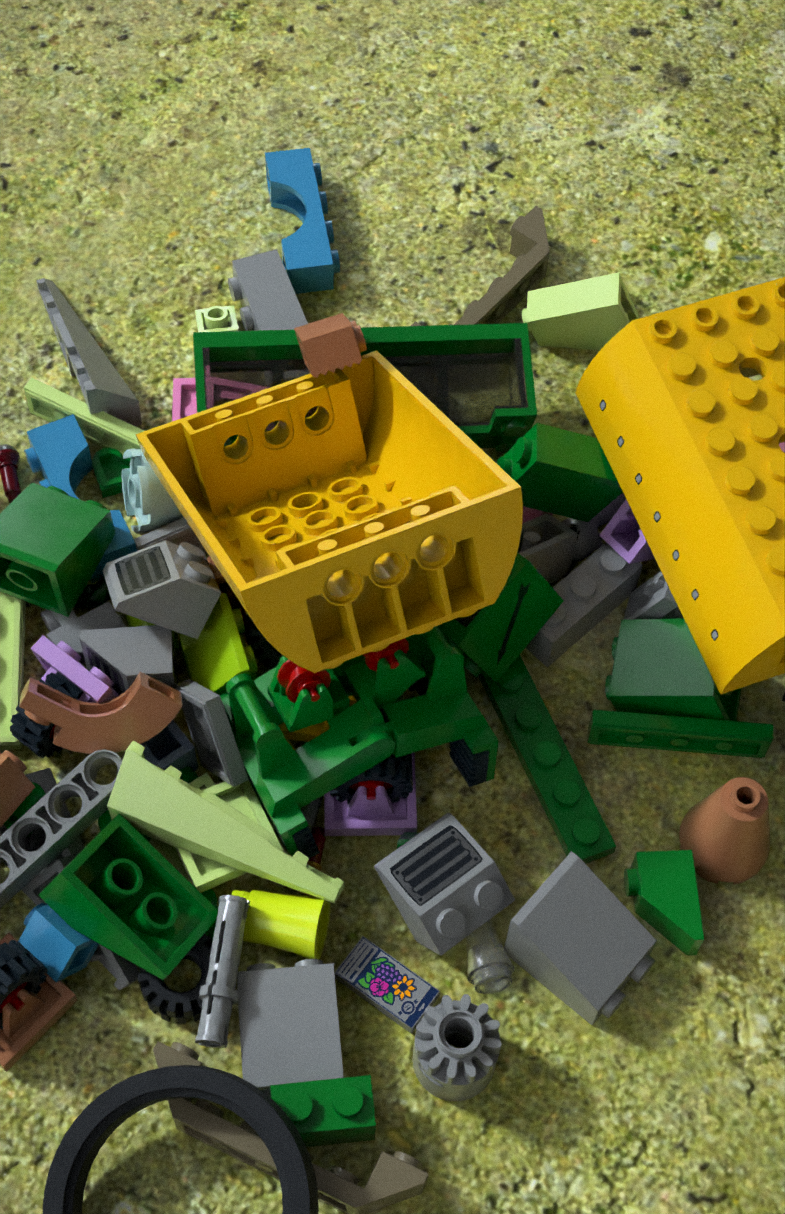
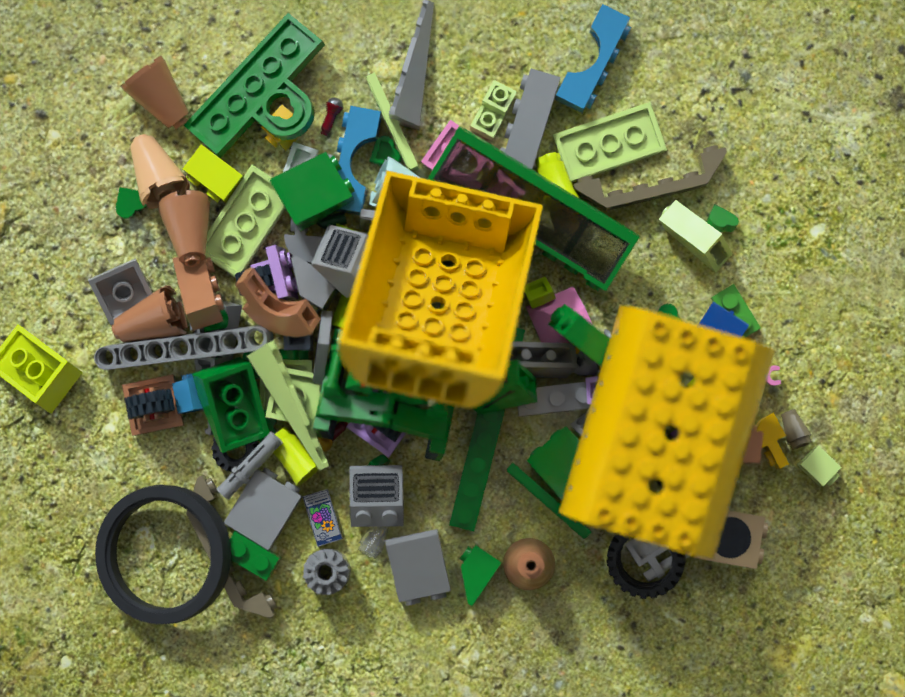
camera: 45 degrees right, 25 degrees up
(330, 344) = (516, 190): nougat brick -> none
(401, 283) = (610, 142): none -> yellowish green tile

